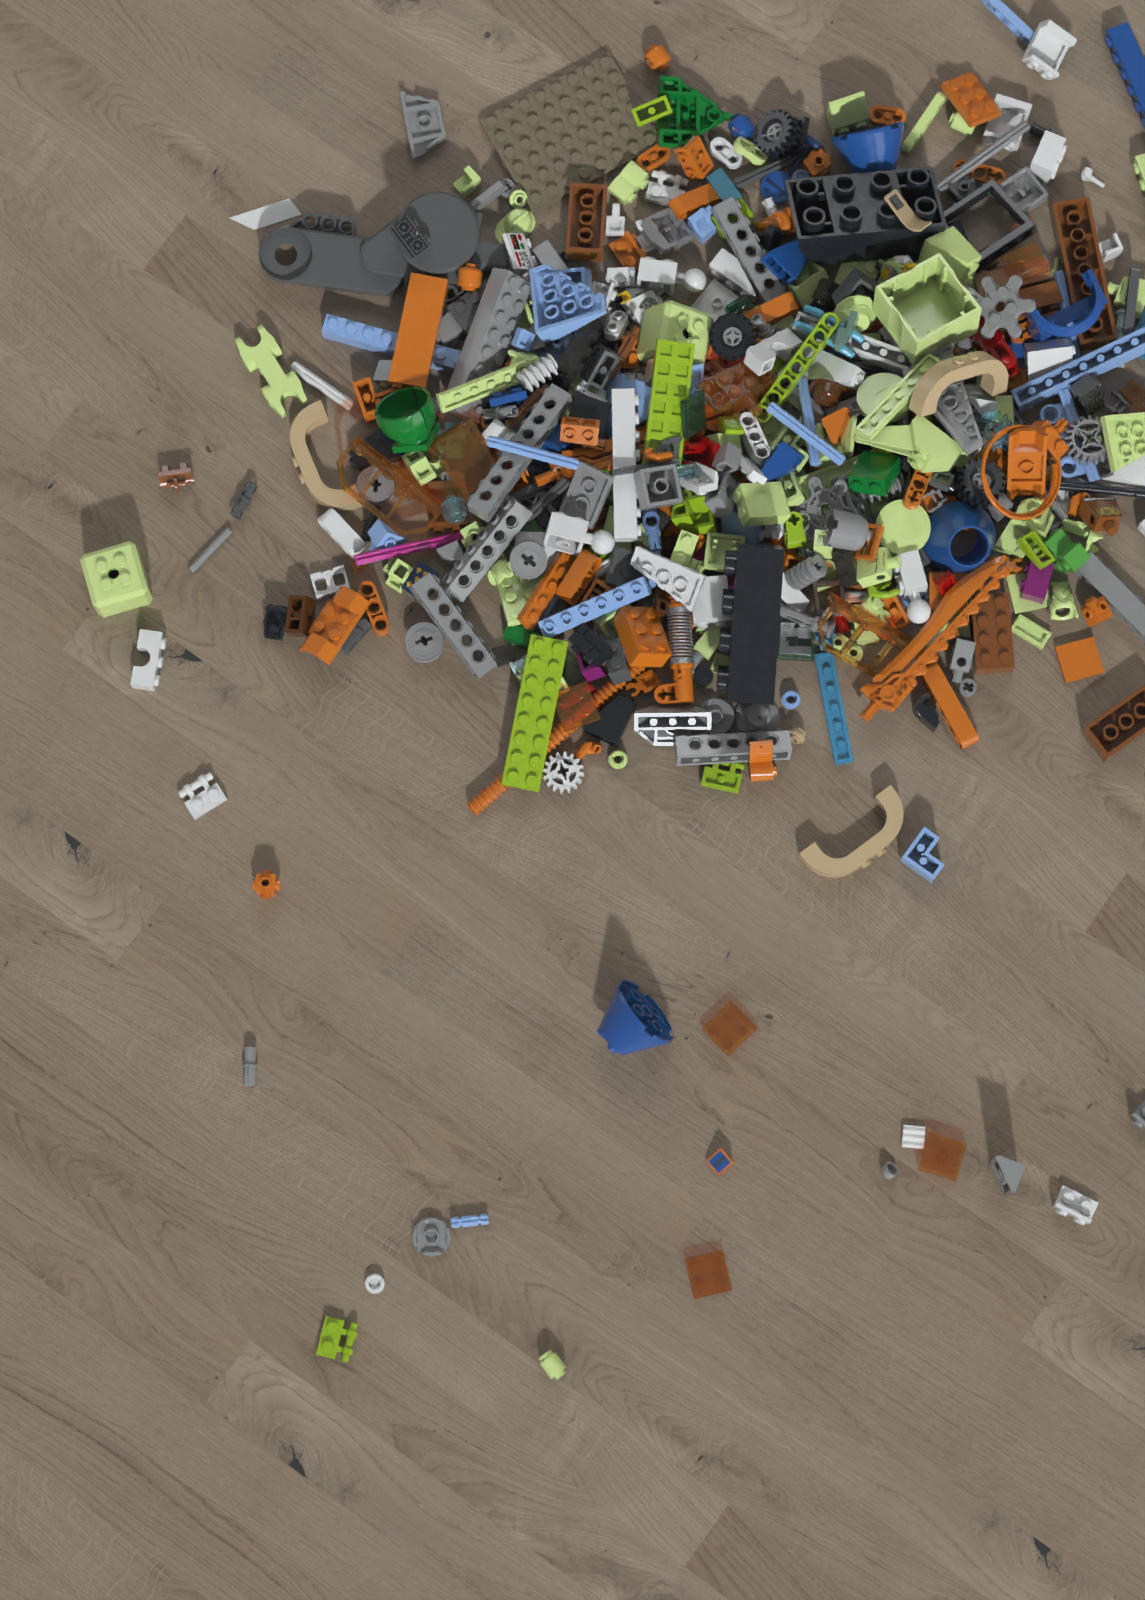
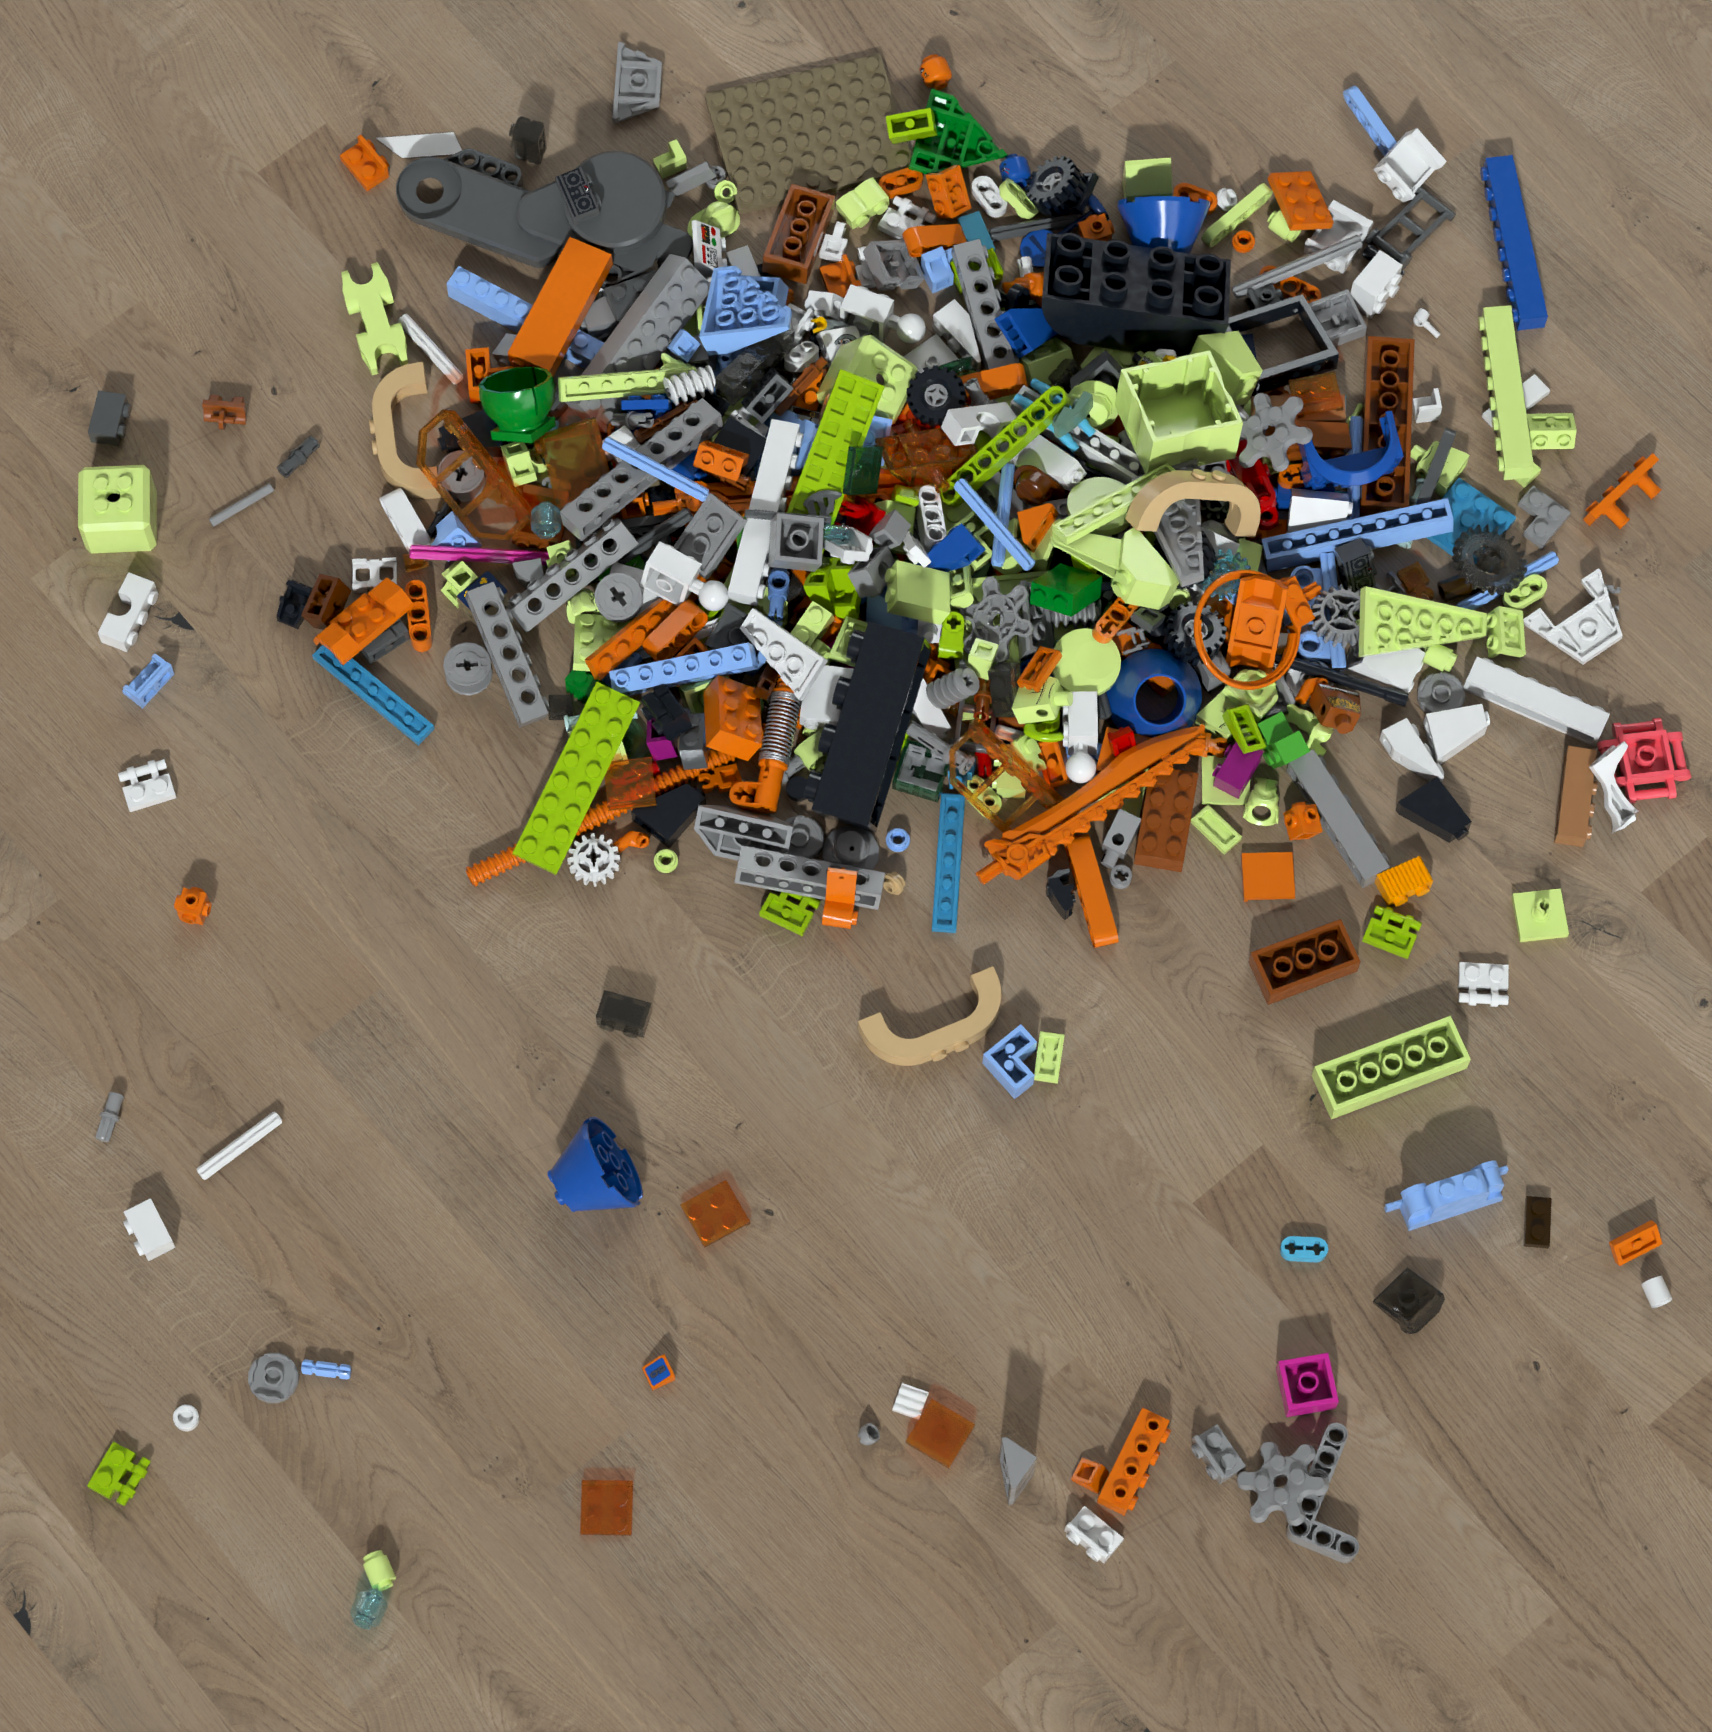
camera: 10 degrees right, 10 degrees down
(86, 504) = (109, 418): none -> dark grey brick
(179, 711) = (149, 681): none -> light blue hinge
(227, 242) = (365, 163): none -> orange bracket
(305, 1147) = (149, 1230): none -> white brick
(352, 193) = (528, 140): none -> clear smoke brick
(354, 1064) = (239, 1145): none -> white axle
(360, 681) = (376, 695): none -> dark azure plate
(469, 277) = (639, 259): orange head -> none
(553, 1395) = (368, 1609): none -> clear light blue head
(619, 890) = (623, 1014): none -> clear smoke brick
(657, 457) = (797, 504): orange arm -> none
(831, 576) = (982, 700): none -> dark orange pin
(846, 530) = (1012, 644): light grey cylinder -> none
(906, 214) = (1181, 299): tan piece -> none
(912, 111) = (1226, 199): none -> white plate
(933, 138) = (1246, 236): none -> orange plate
(949, 844) = (1048, 1057): none -> yellowish green plate
(1036, 115) = (1404, 258): none -> dark grey piece
(1061, 1160) = (1090, 1475): none -> orange slope
(1091, 1143) = (1133, 1461): none -> orange brick

